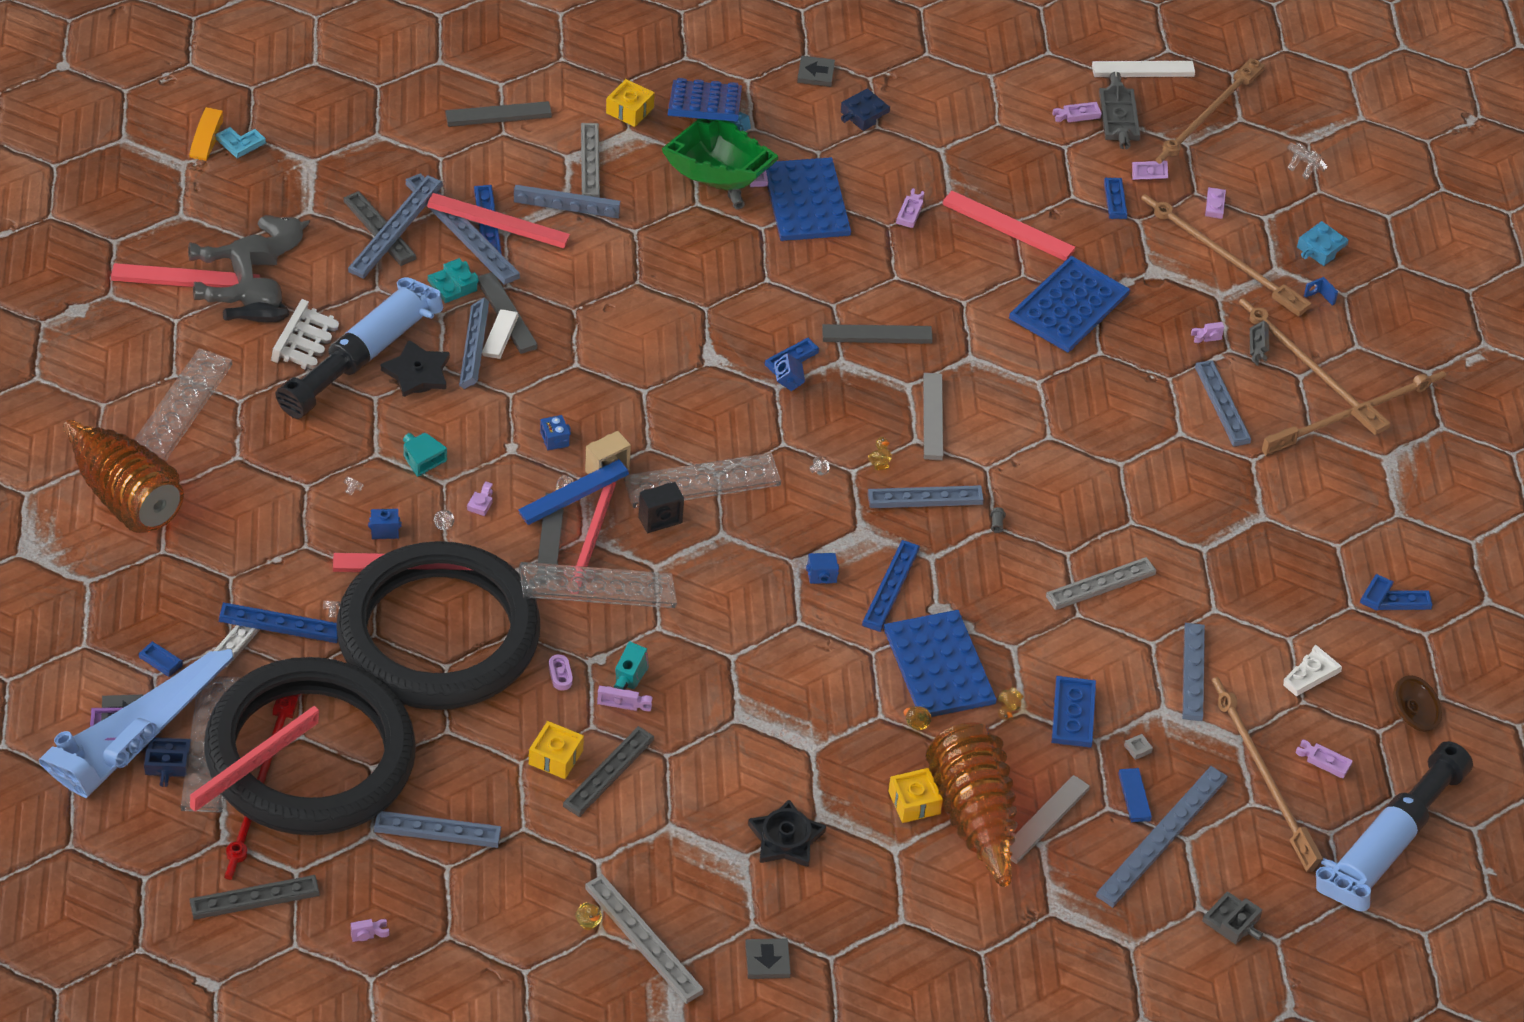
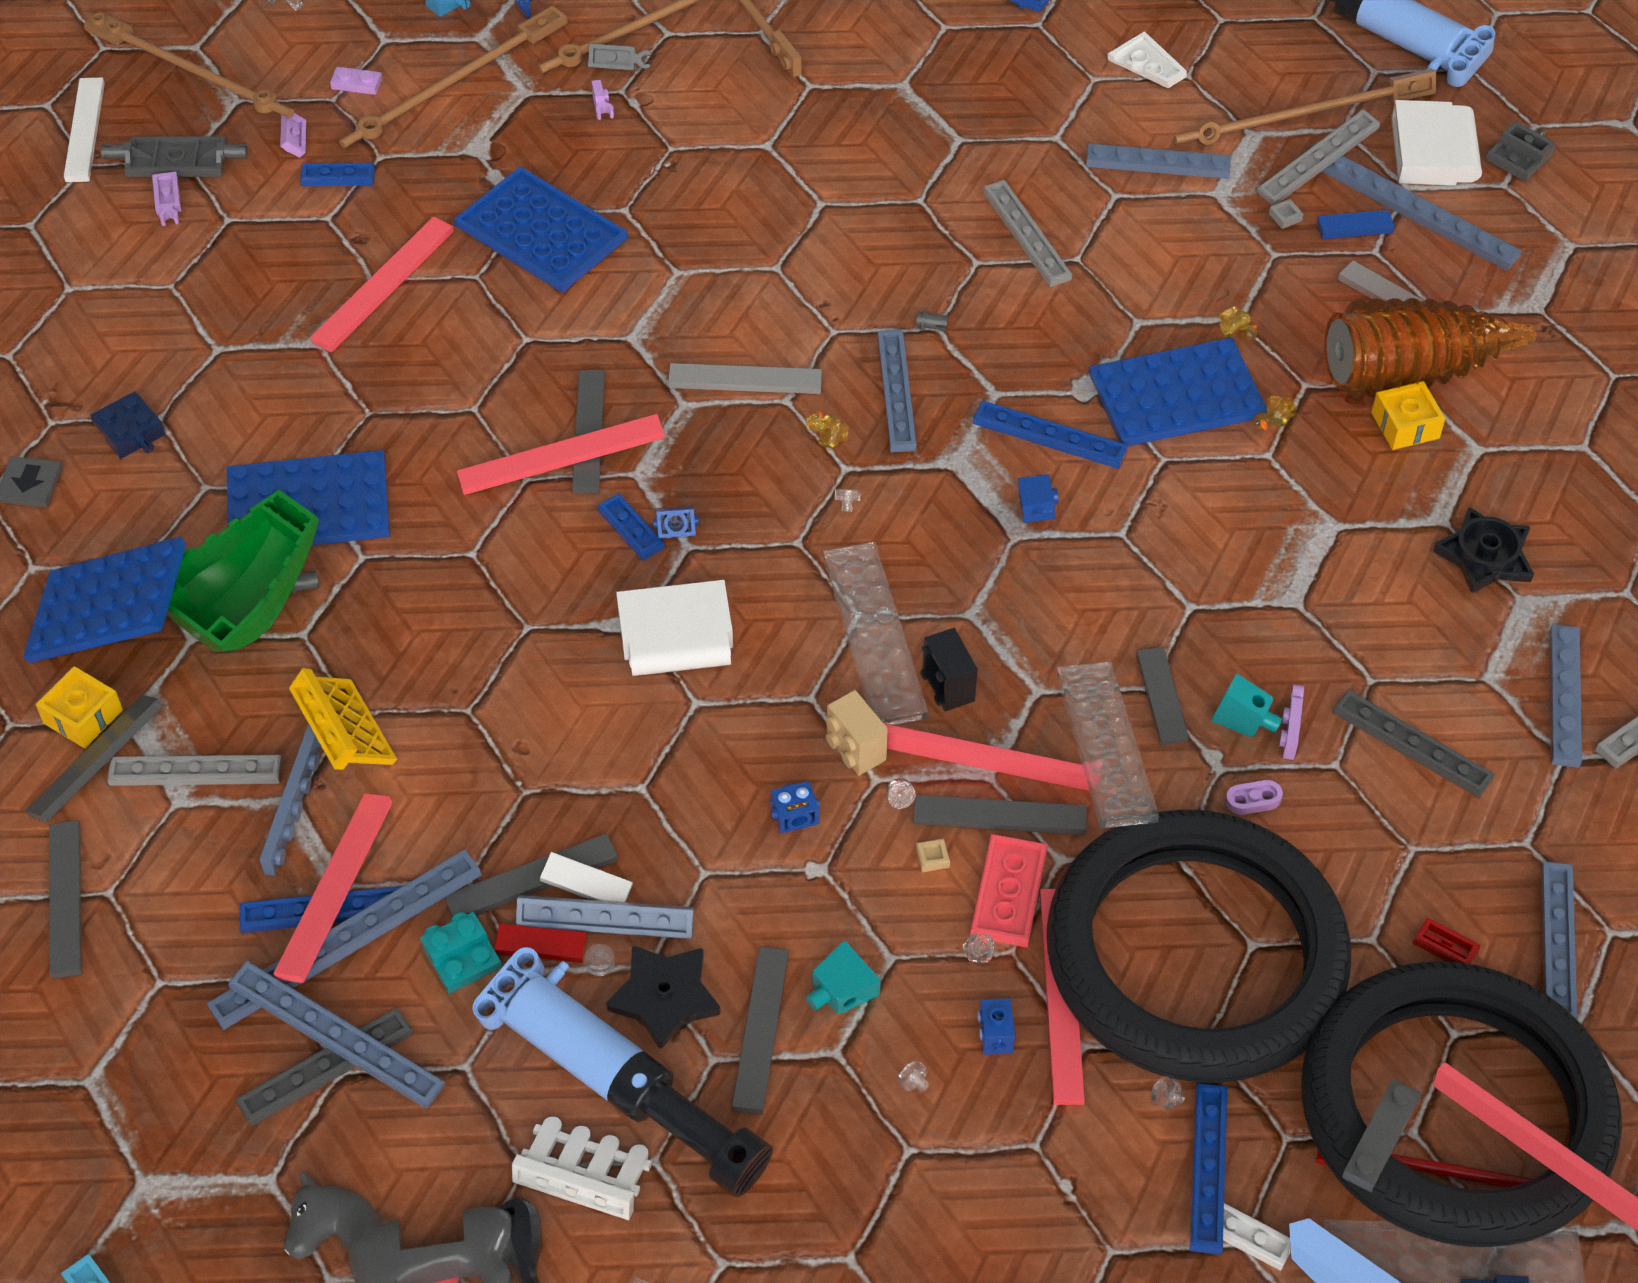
camera: 85 degrees left, 5 degrees up
(275, 680) = (1381, 1135): none -> dark grey plate
(393, 417) = (760, 1031): none -> dark grey tile
(441, 777) = (1444, 946): none -> red tile
(446, 343) = (599, 959): none -> clear tile
(459, 317) = (547, 943): none -> red tile
(481, 501) = (933, 905): lavender plate -> none
(505, 542) = (1009, 890): none -> coral tile
(517, 502) = (932, 855): none -> tan tile
(556, 750) = (1403, 795): yellow container -> none
(573, 492) = (926, 778): blue tile -> none
(597, 116) = (93, 758): none -> dark grey tile
(610, 204) = (331, 727): none -> yellow fence
(649, 631) = (1162, 696): none -> dark grey tile
(652, 868) = (1565, 696): none -> sand blue plate
(699, 375) = (675, 627): none -> white piece
(850, 316) = (560, 454): none -> coral tile
(910, 209) = (344, 382): lavender plate -> none
(1073, 711) = (1240, 267): blue plate -> none
(1202, 770) = (1318, 157): none -> light grey tile
(1223, 403) = (716, 102): sand blue tile -> none
(1236, 856) = (1435, 143): none -> white piece
(1325, 758) = (1277, 60): lavender plate -> none

